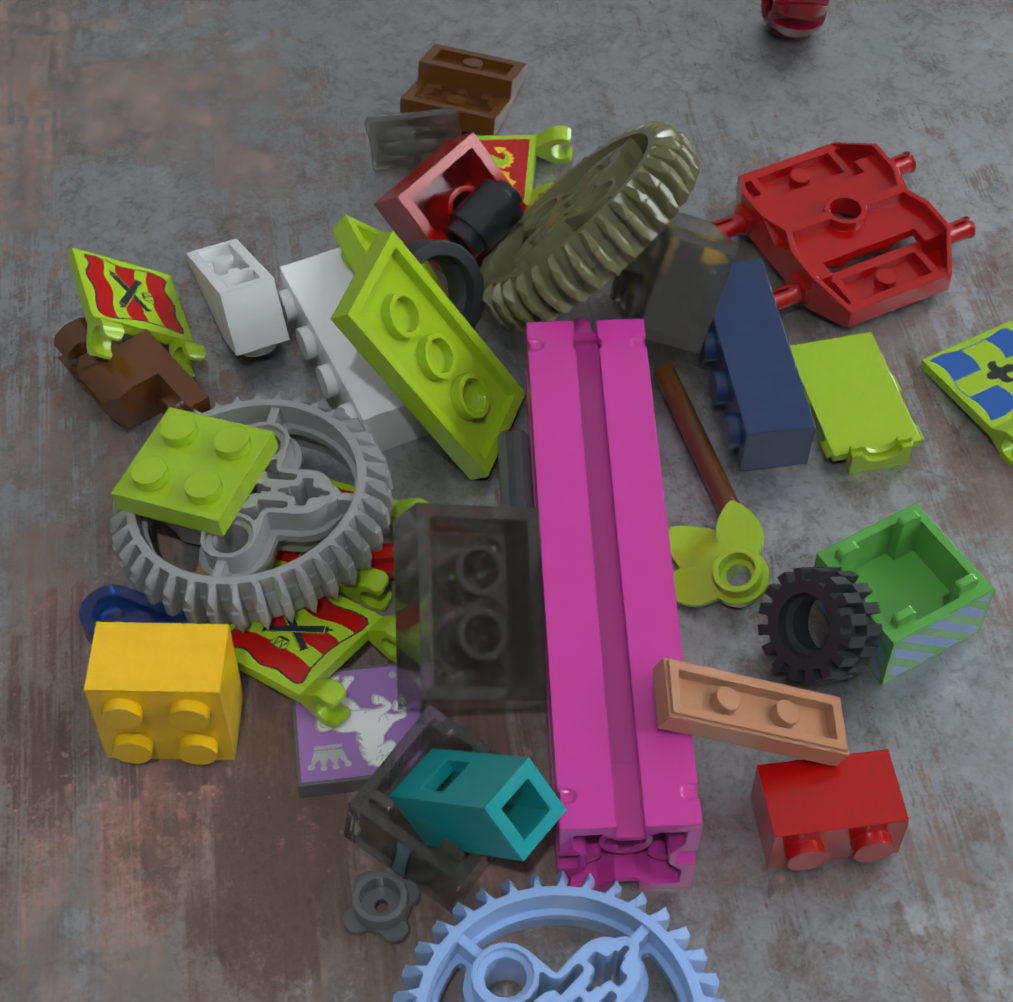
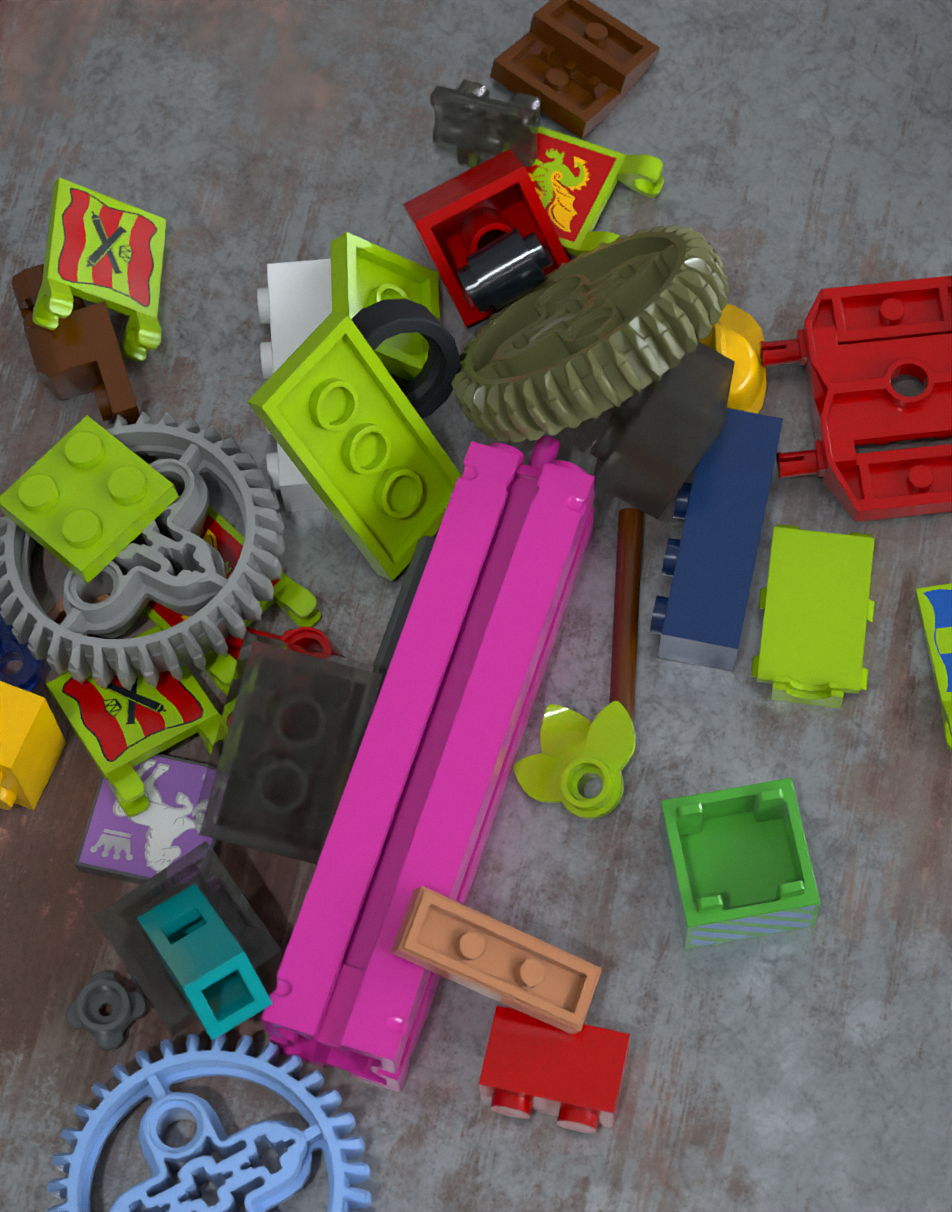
camera: 25 degrees right, 15 degrees up
(240, 297) = (219, 275): white slope -> none
(848, 624) = (630, 876): black tyre -> none

